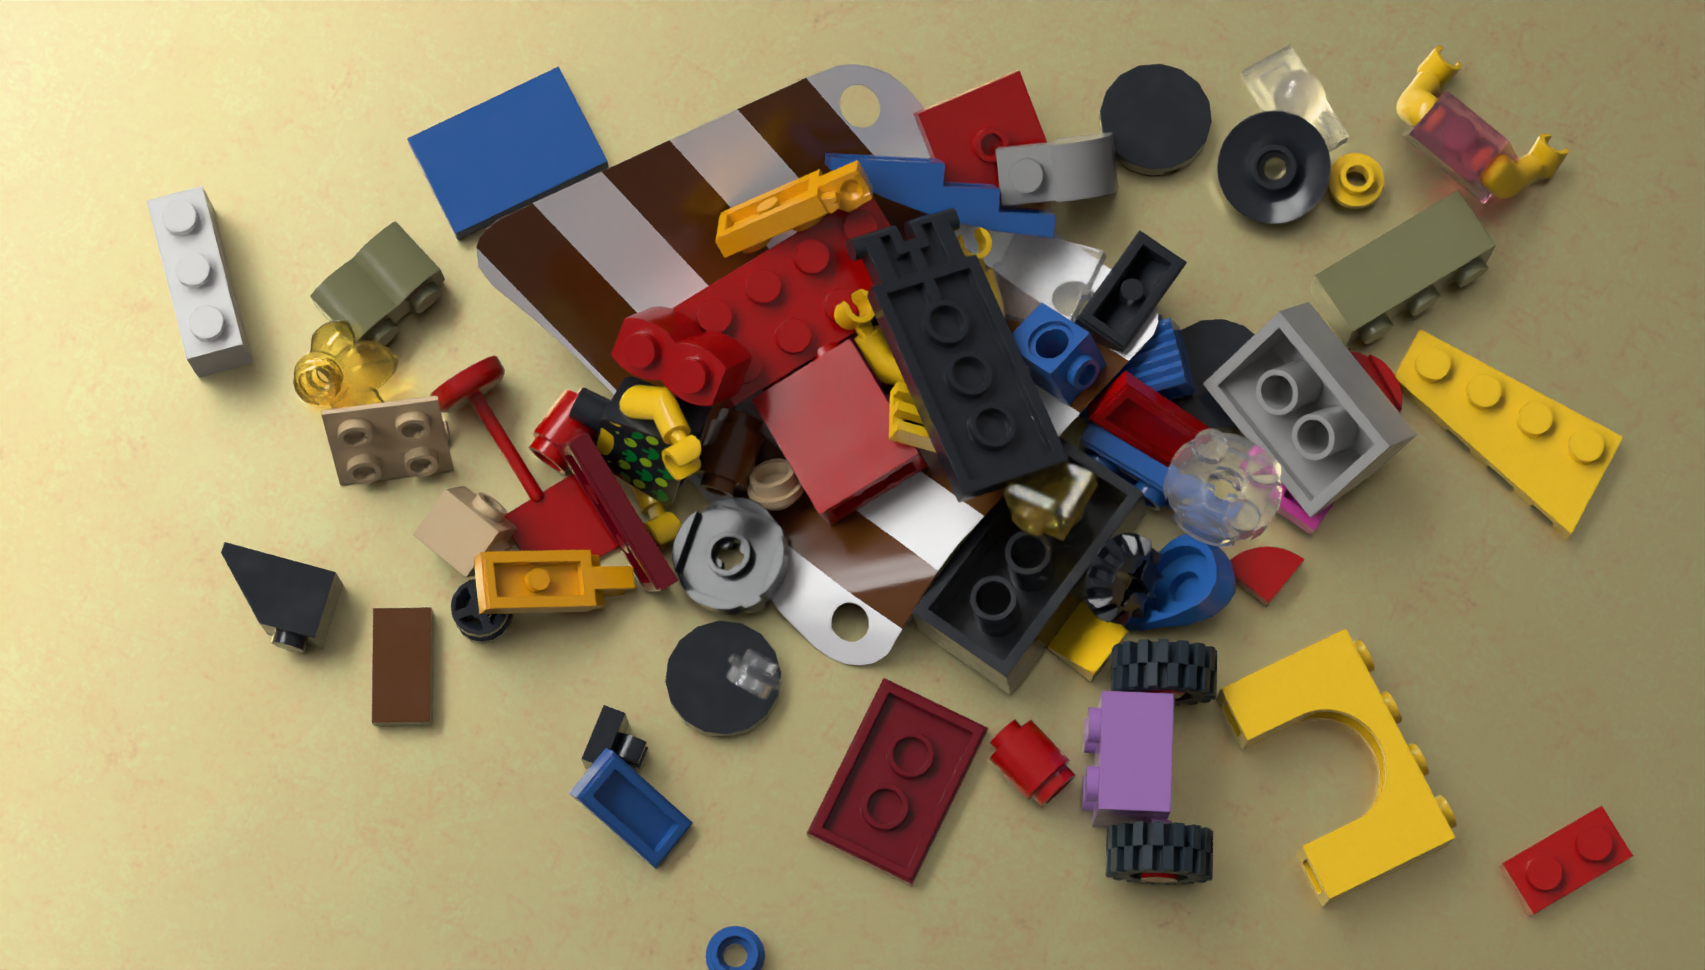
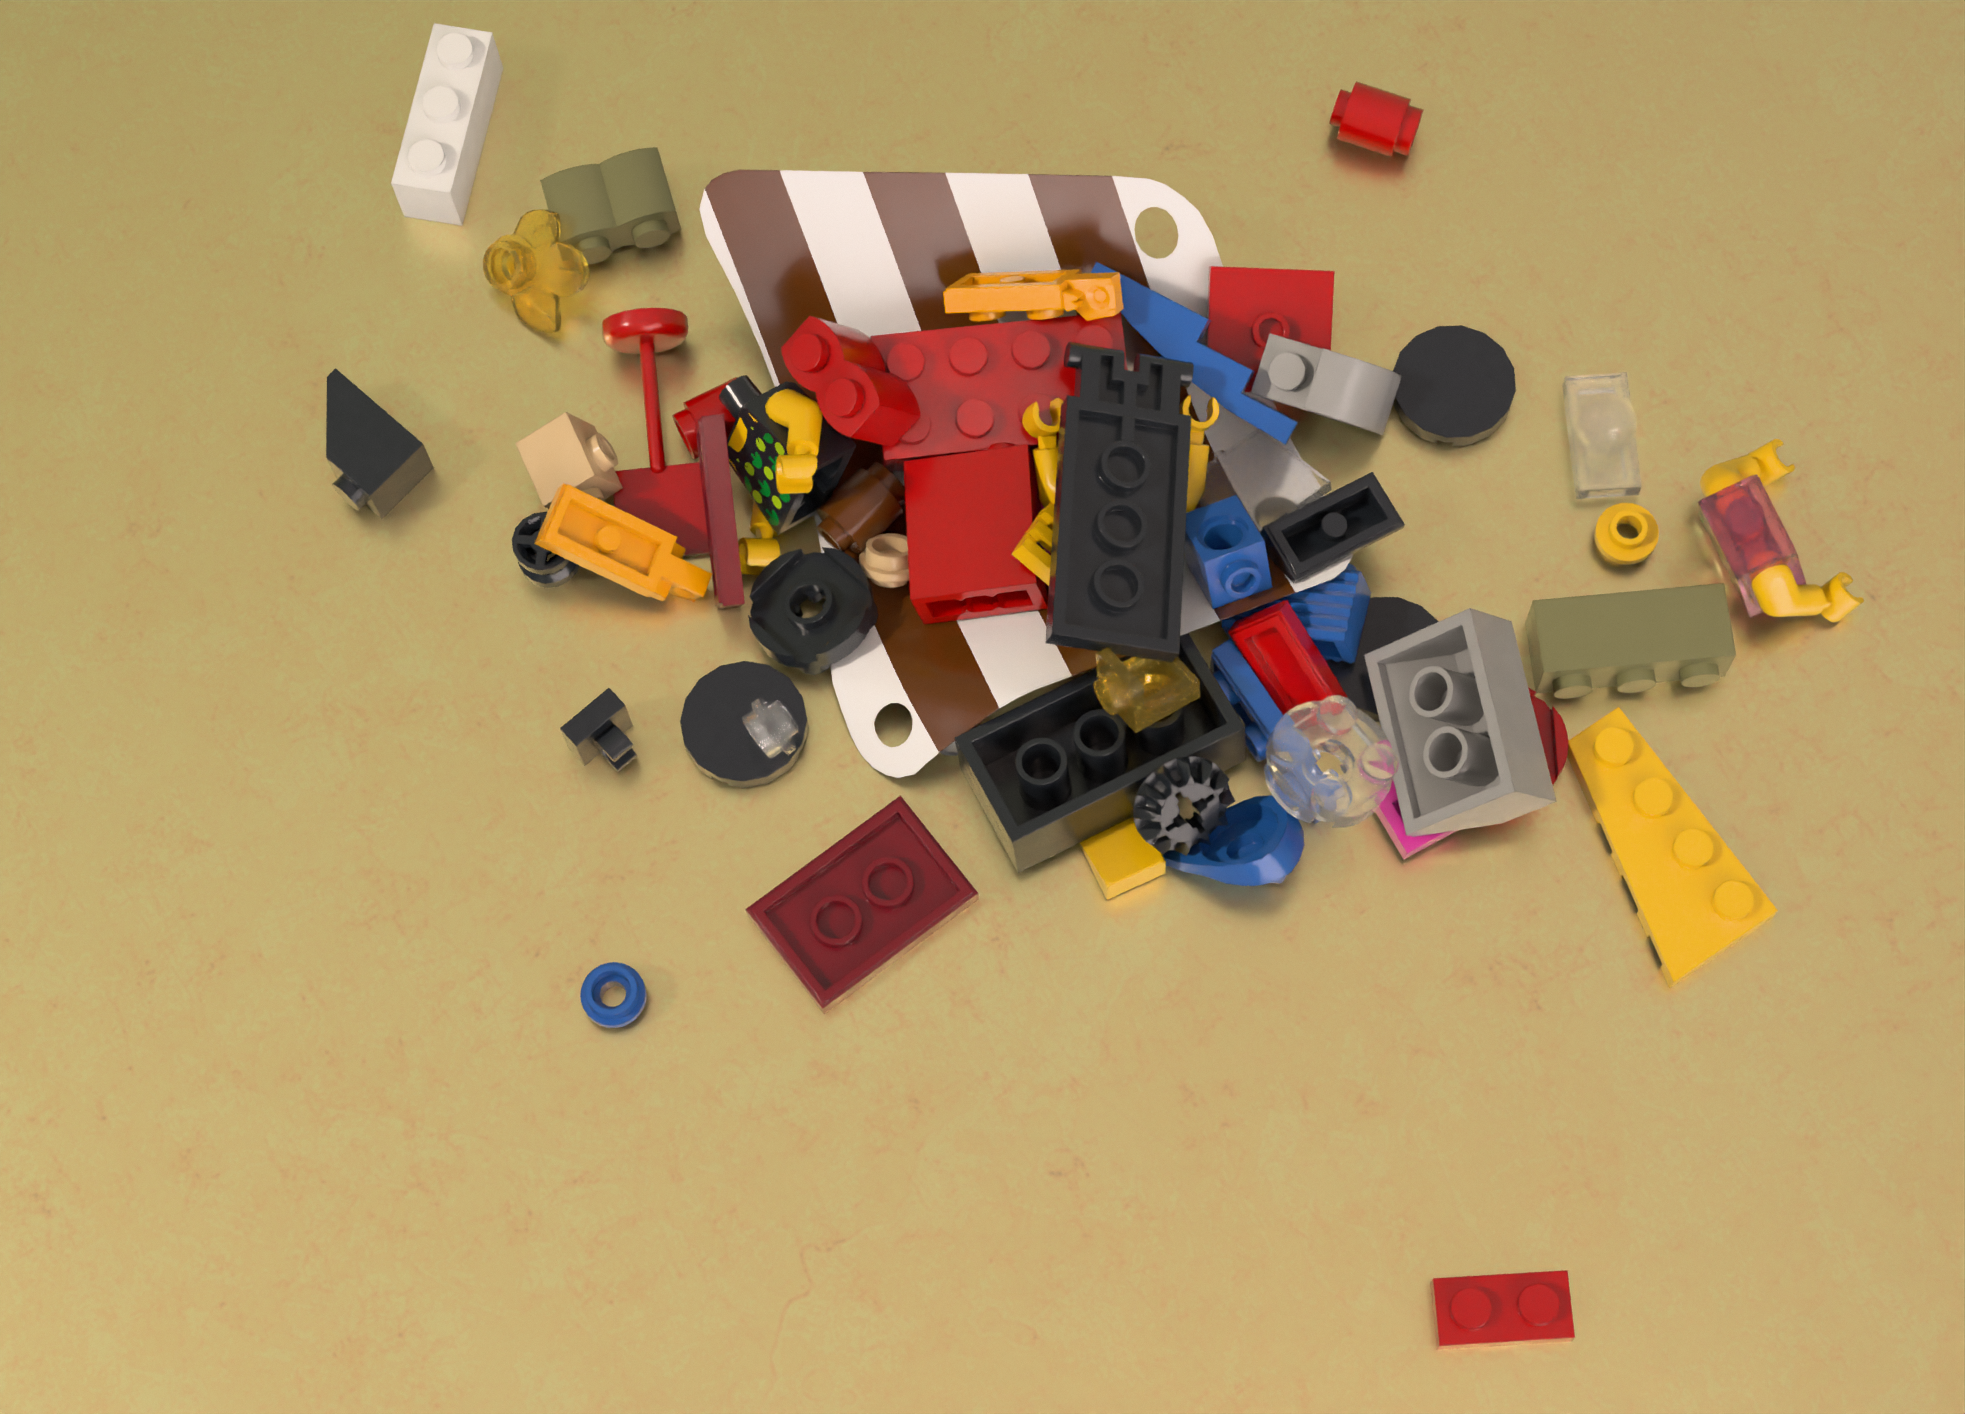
camera: 30 degrees right, 5 degrees down
(388, 440) = (541, 345): tan hinge -> none
(402, 666) = (445, 568): reddish brown tile -> none
(508, 152) = (803, 125): blue tile -> none
(630, 807) = (584, 800): blue tile -> none
(1031, 761) = (1002, 945): red brick -> none
(1133, 761) = (1100, 988): brick -> none
(1252, 146) = (1539, 452): black dish -> none
(1265, 570) = (1337, 871): red tile -> none
(1336, 685) = (1347, 1014): yellow arch -> none

